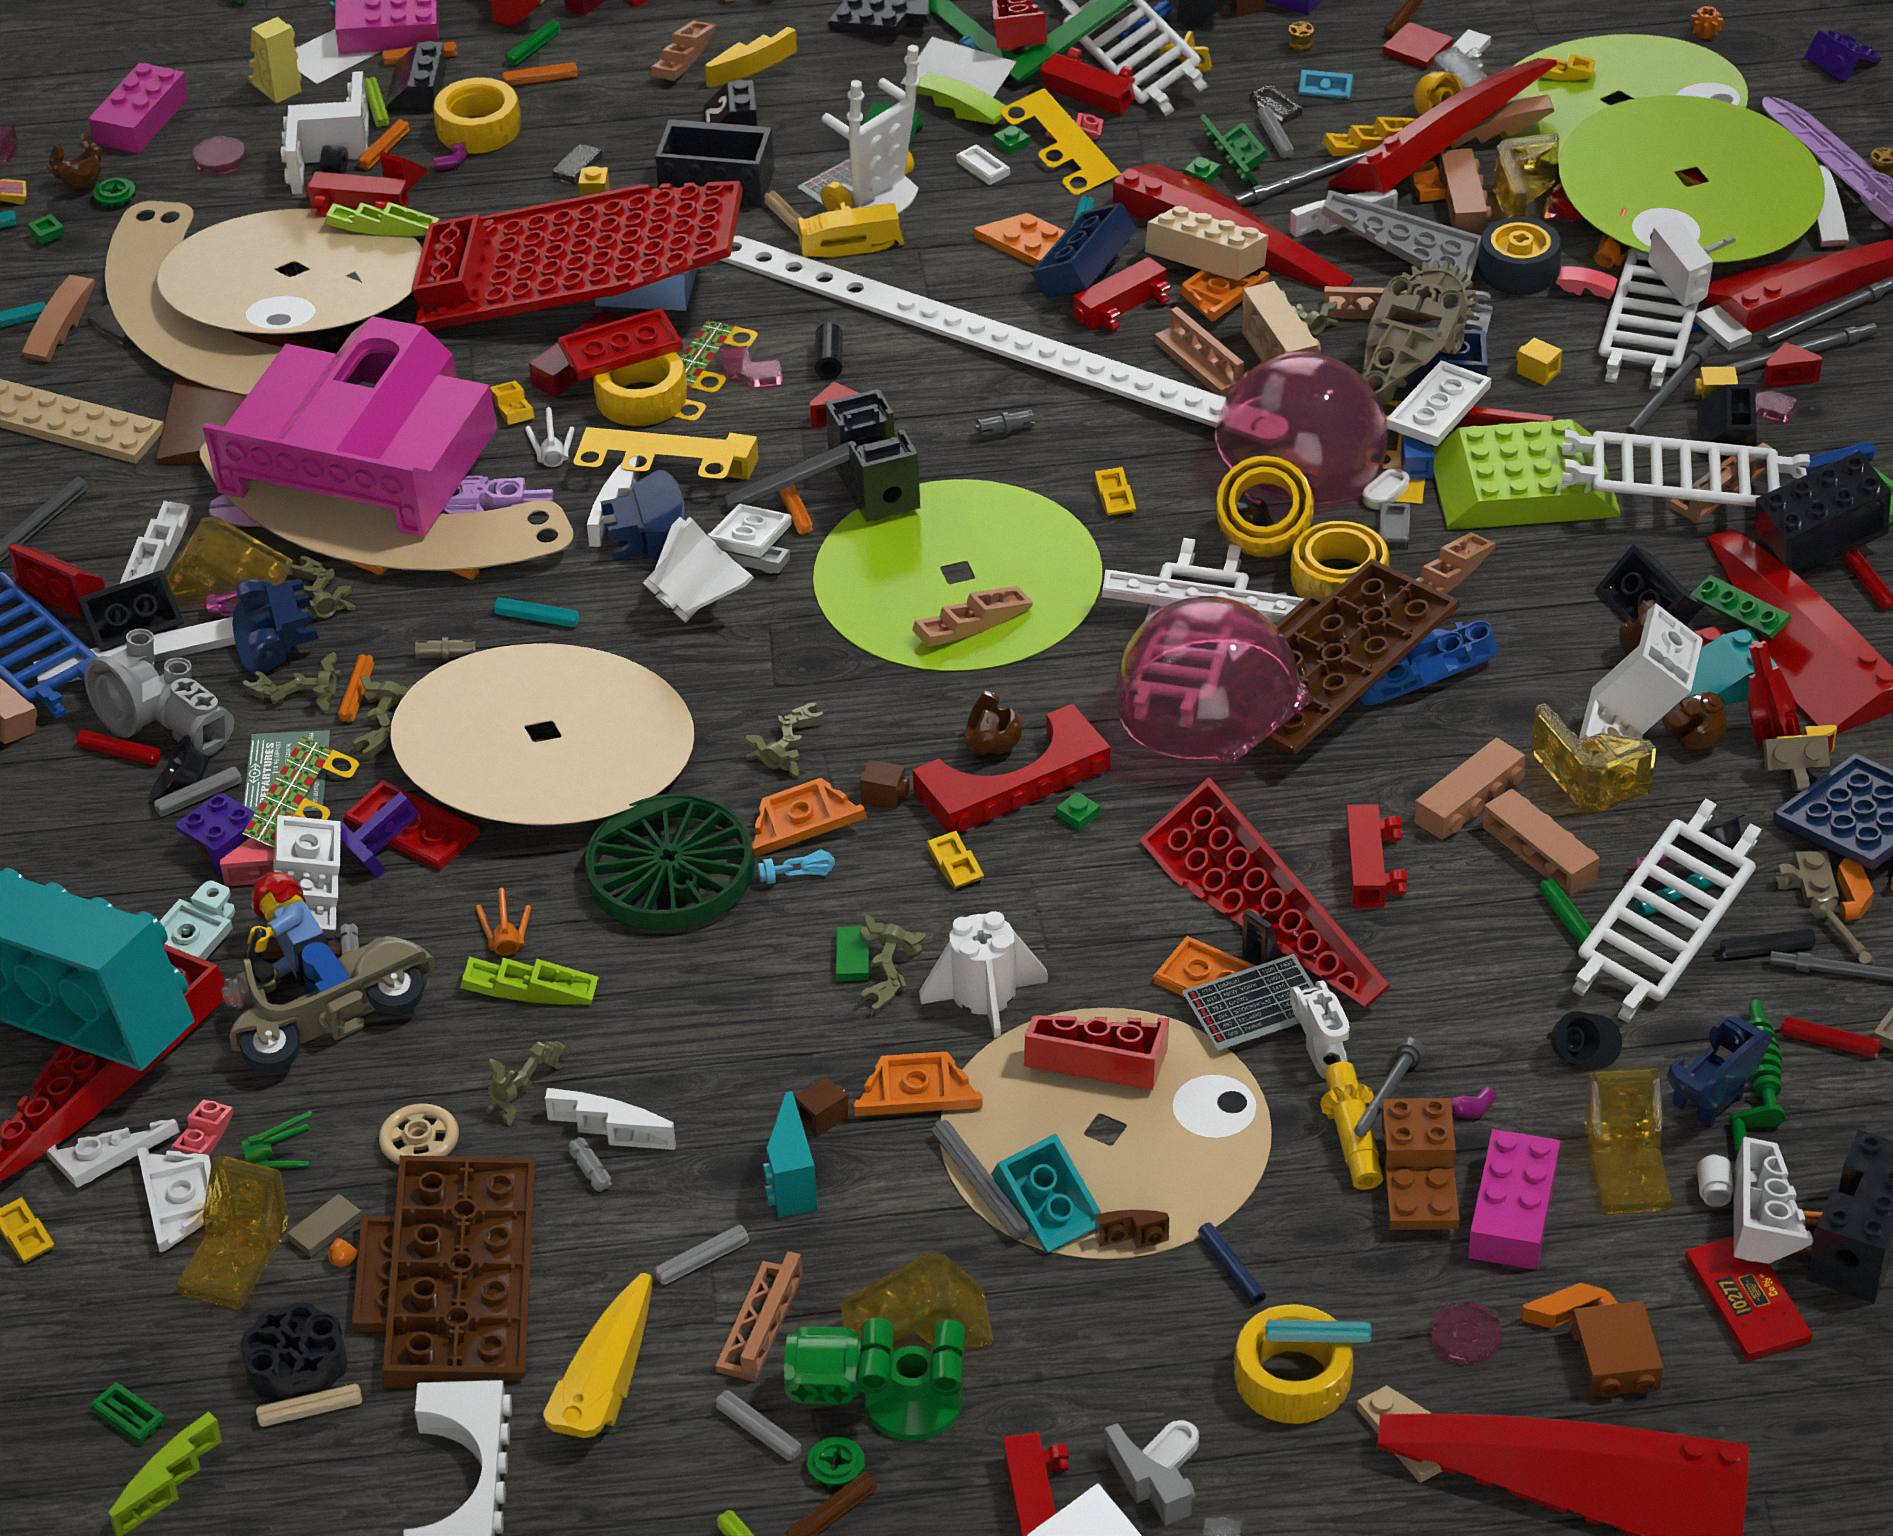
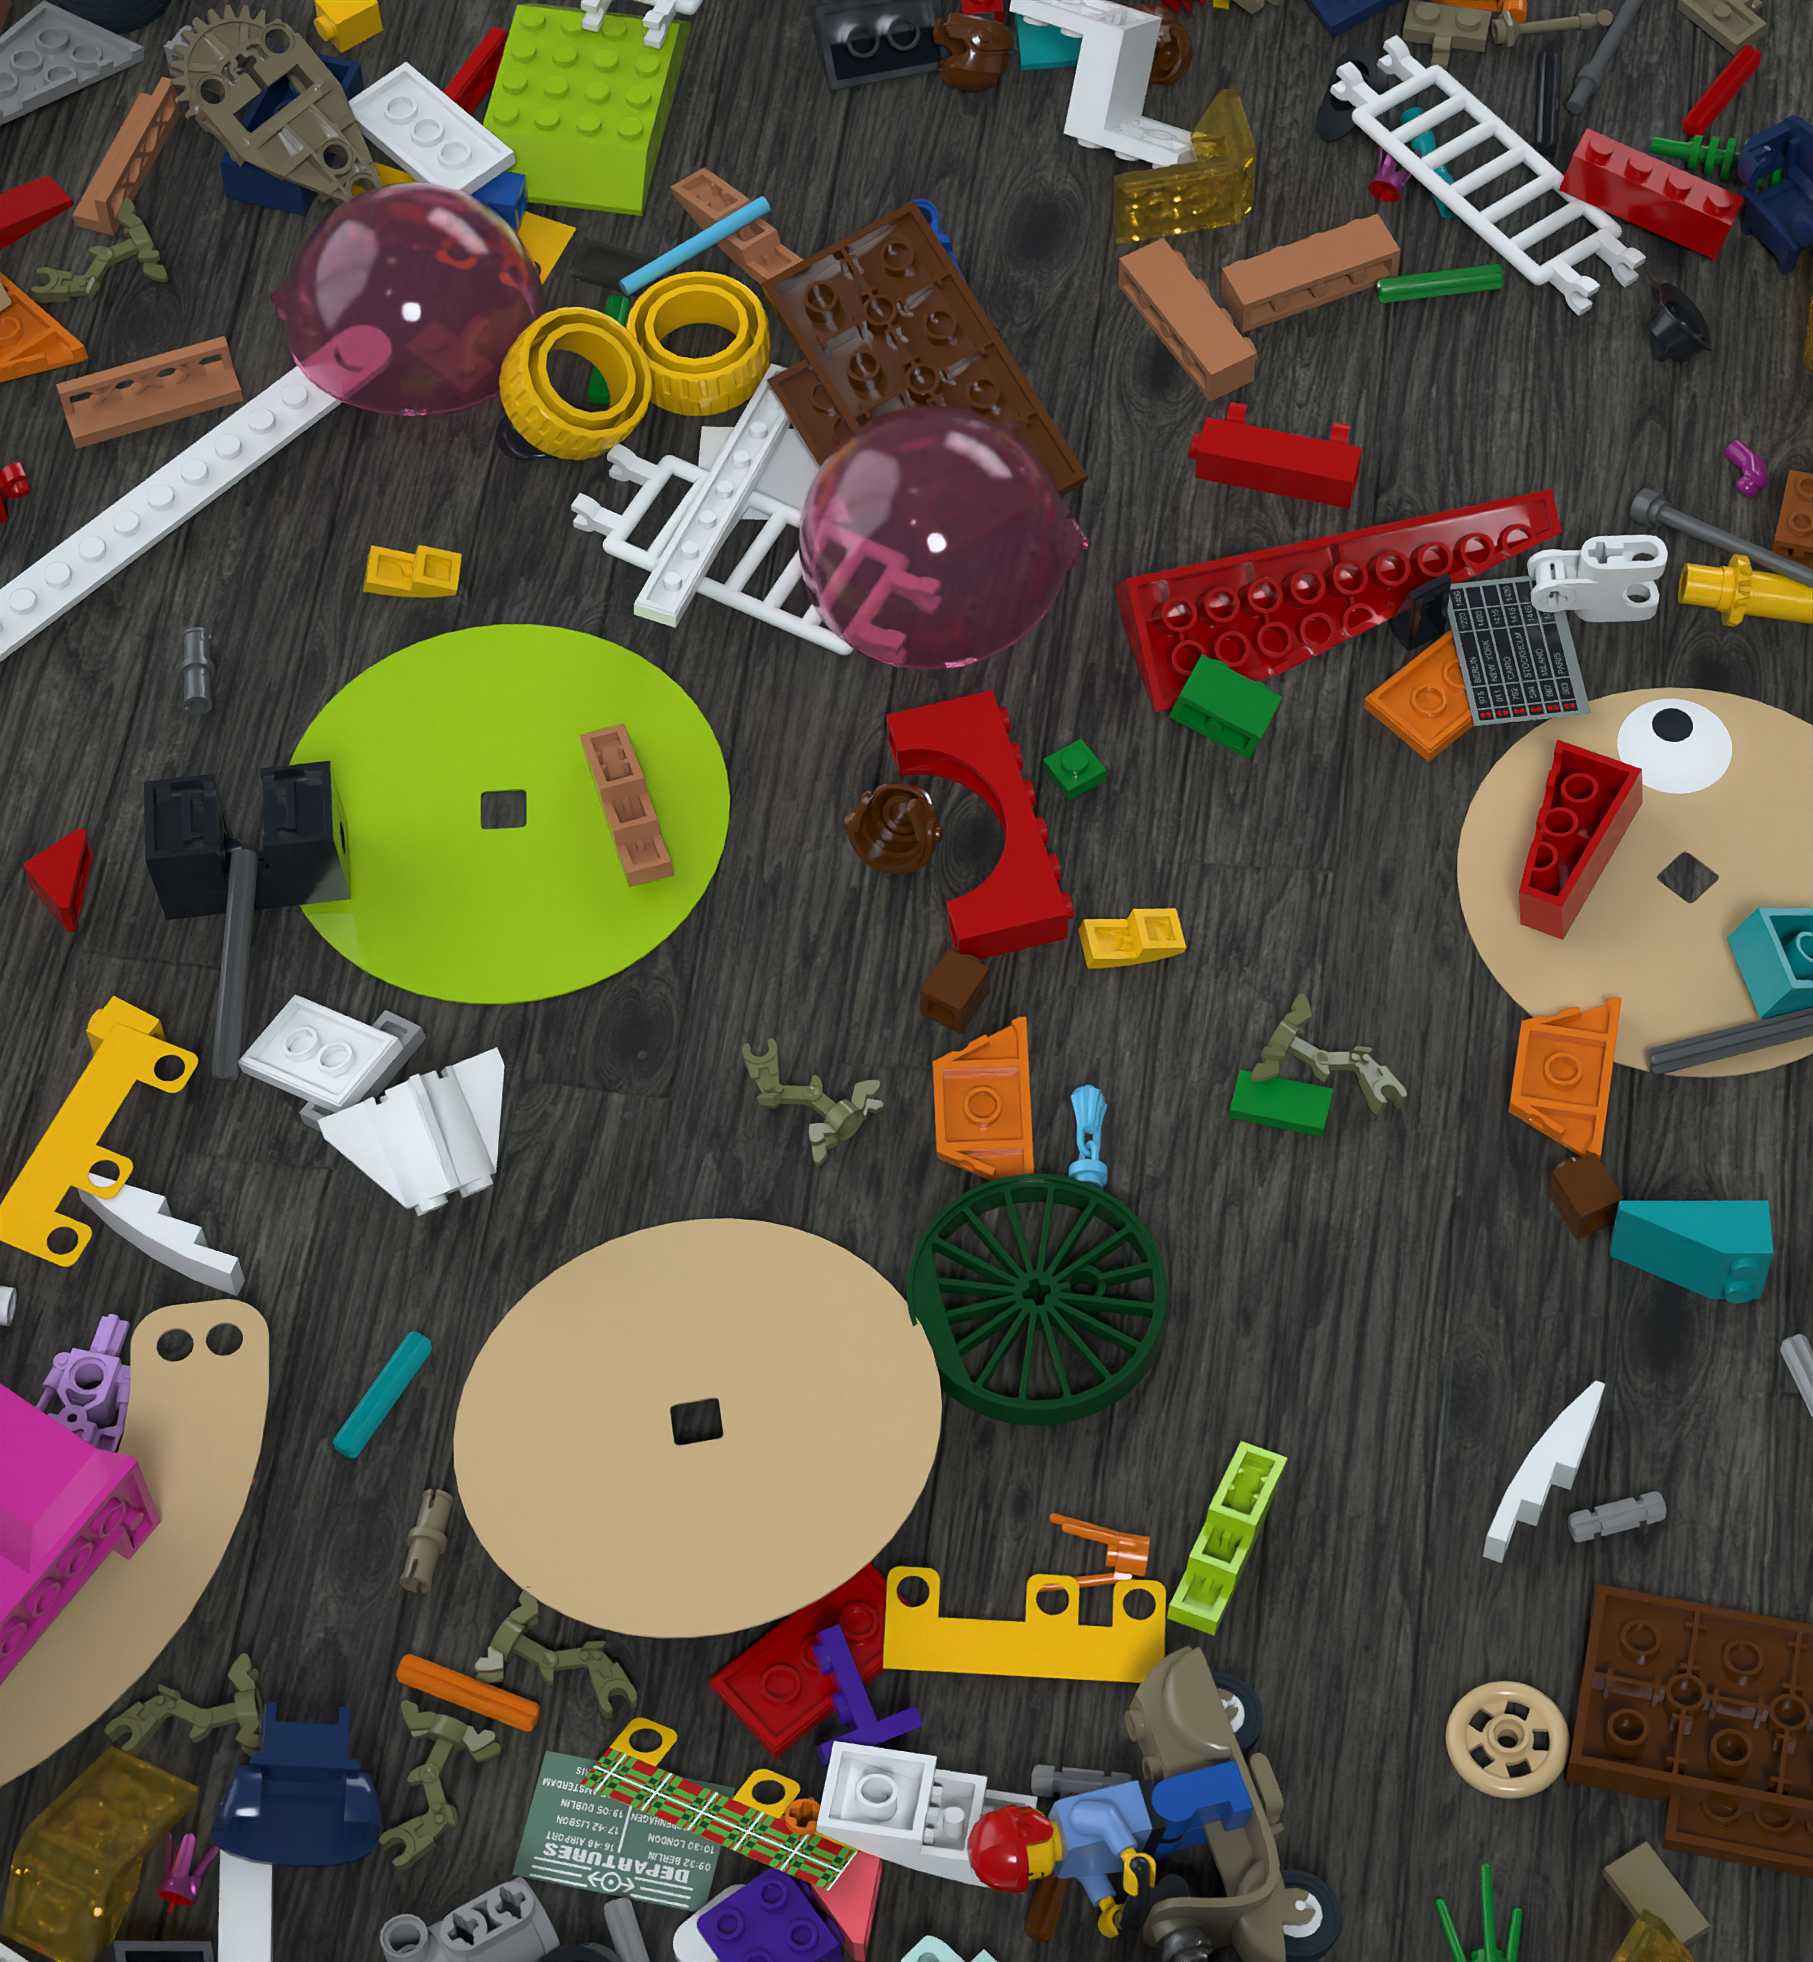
camera: 75 degrees left, 15 degrees up
(341, 1253) = (1721, 1878): orange hinge -> none
(434, 911) = (1034, 1648): none -> yellow piece
(504, 1088) = (1473, 1596): olive piece -> none
(649, 509) = (243, 1170): dark blue piece -> none
(797, 510) = (272, 987): orange axle -> none
(982, 967) = (1392, 936): white brick -> none
(1146, 861) = (1225, 706): none -> green brick
(1274, 324) = (180, 283): tan brick -> none
(1386, 488) = (548, 258): white tile -> none
(1420, 547) = (694, 246): none -> medium azure bar
(1698, 994) = (1651, 194): none -> red slope

